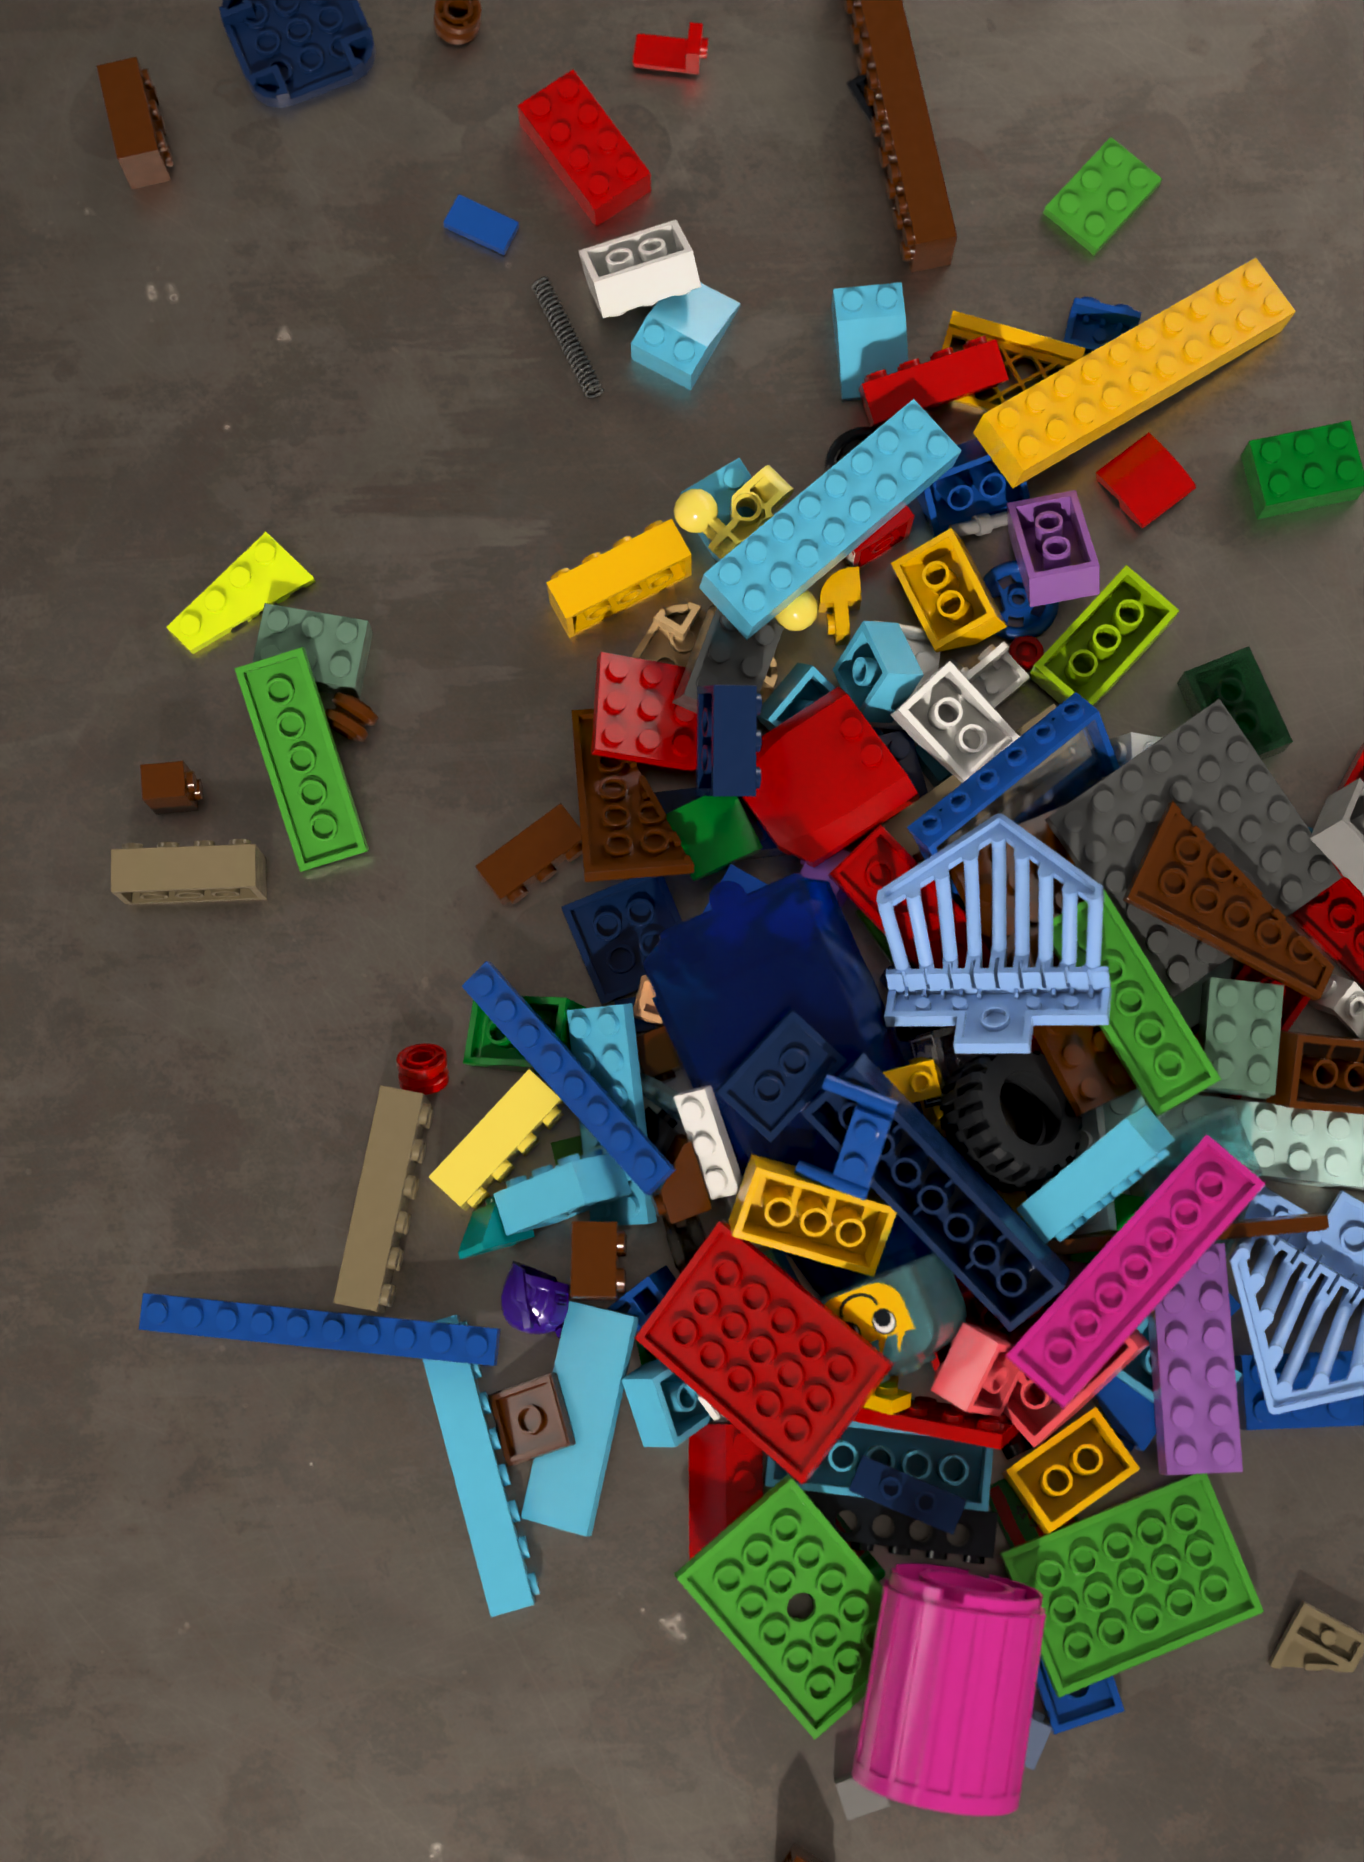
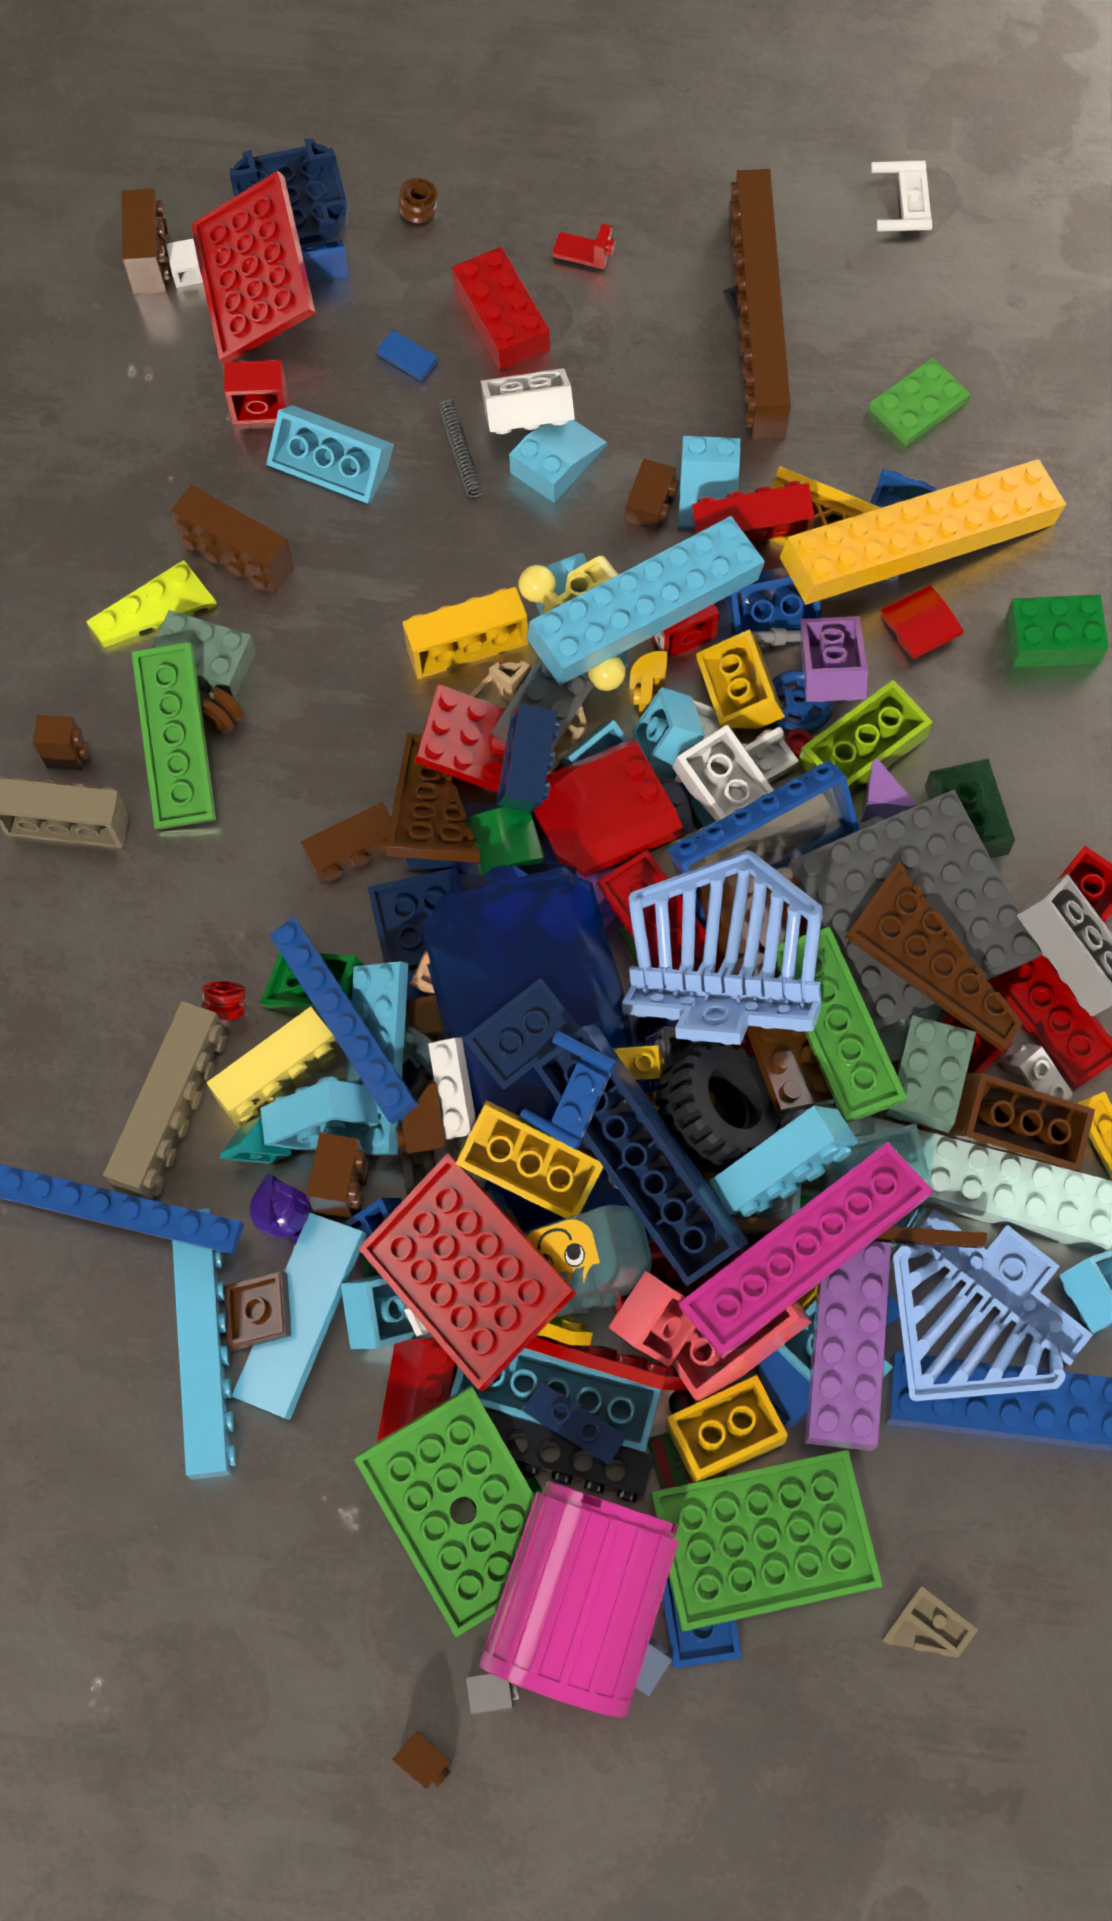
camera: 10 degrees right, 10 degrees down
(187, 141) = (184, 263): none -> white brick
(275, 141) = (252, 268): none -> red plate
(312, 304) = (255, 391): none -> red brick
(321, 501) = (232, 539): none -> reddish brown brick
(350, 114) = (325, 261): none -> blue slope
(412, 368) = (328, 453): none -> medium azure slope
(805, 364) = (651, 494): none -> reddish brown brick
(1136, 709) = (883, 794): none -> medium lavender slope

